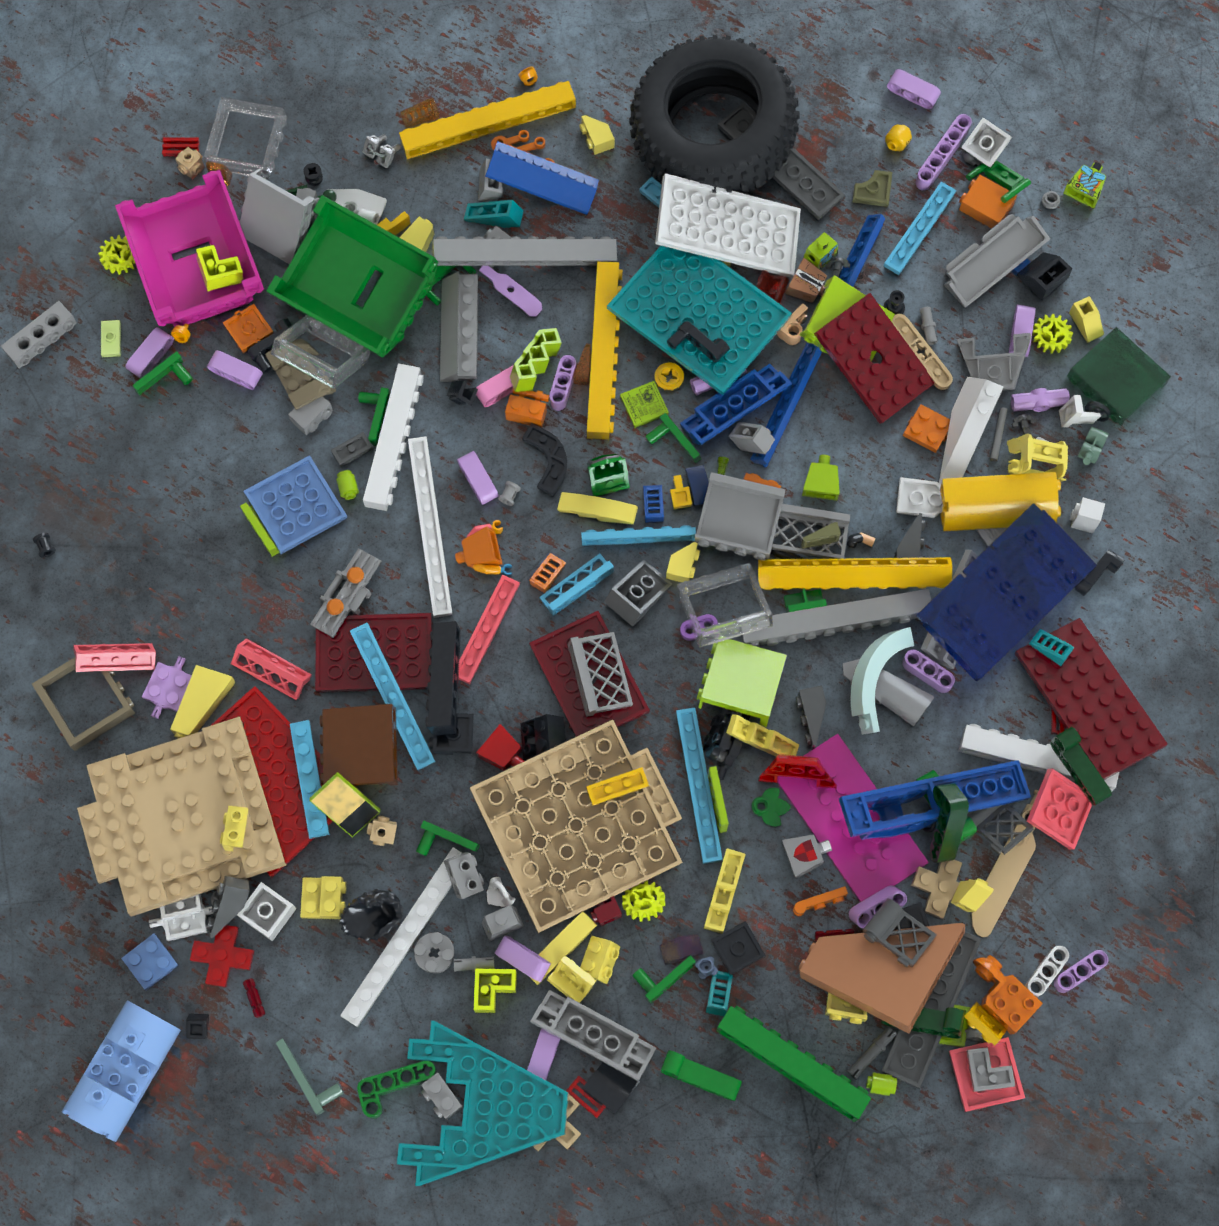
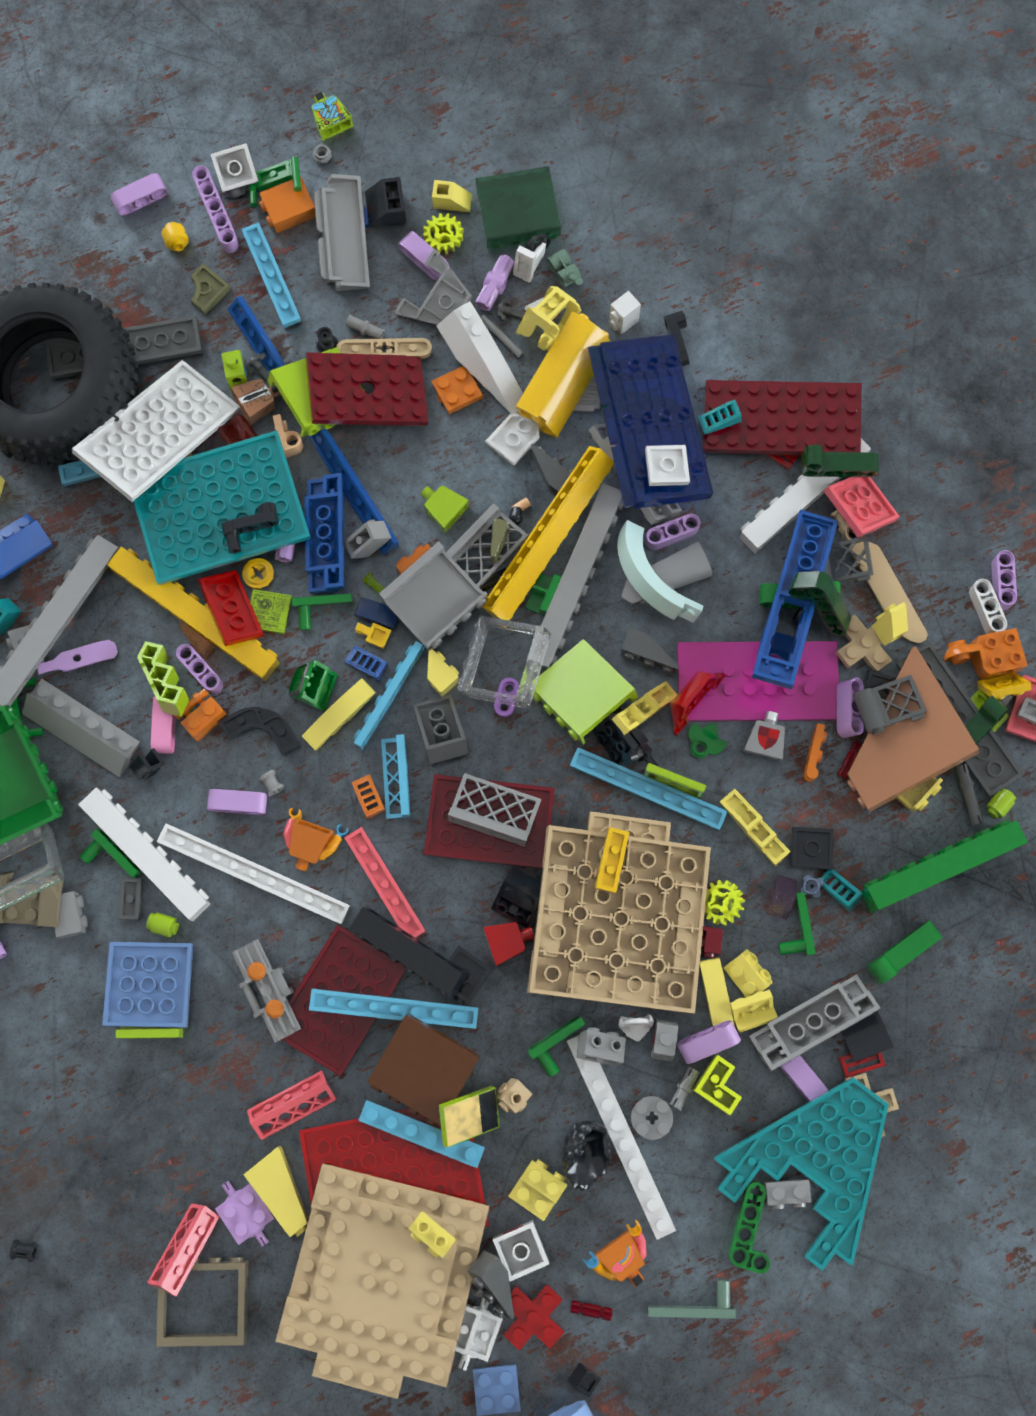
camera: 55 degrees left, 5 degrees up
(309, 994) = (621, 1257): none -> torso
(626, 373) = (230, 608): none -> red tile
(973, 625) = (667, 465): none -> white plate

